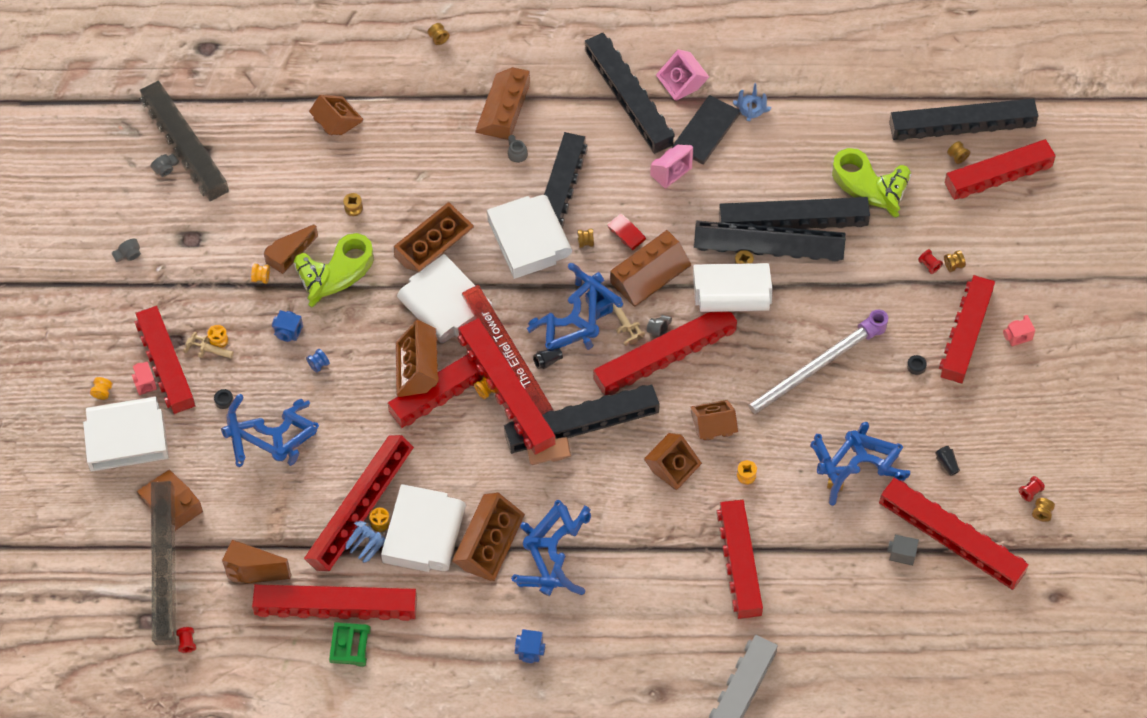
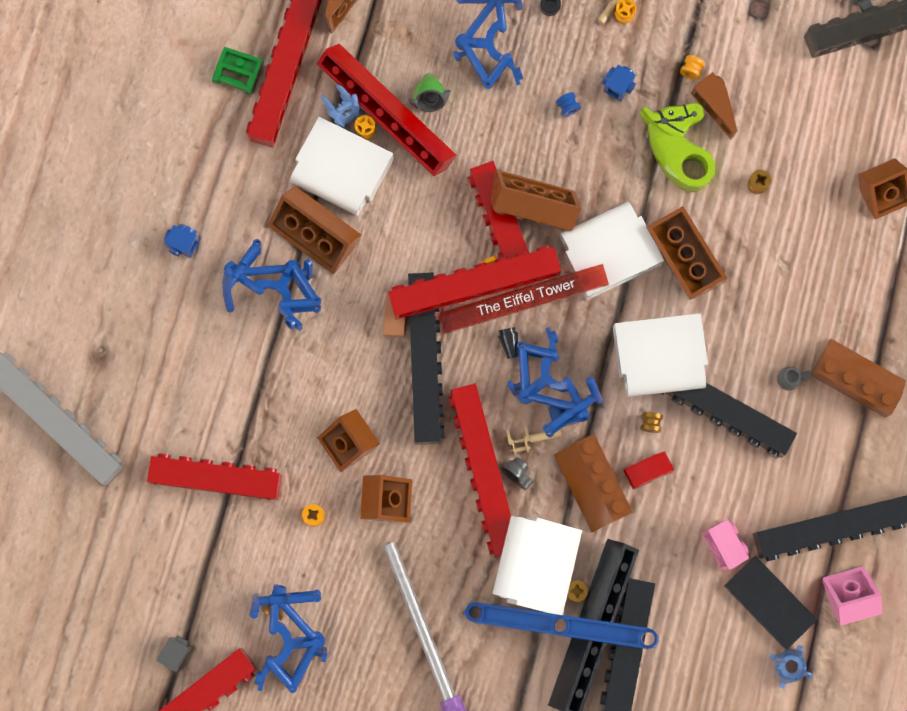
camera: 105 degrees right, 20 degrees up
(333, 471) = (429, 94): none -> dark grey hat
(778, 270) = (576, 627): none -> blue beam

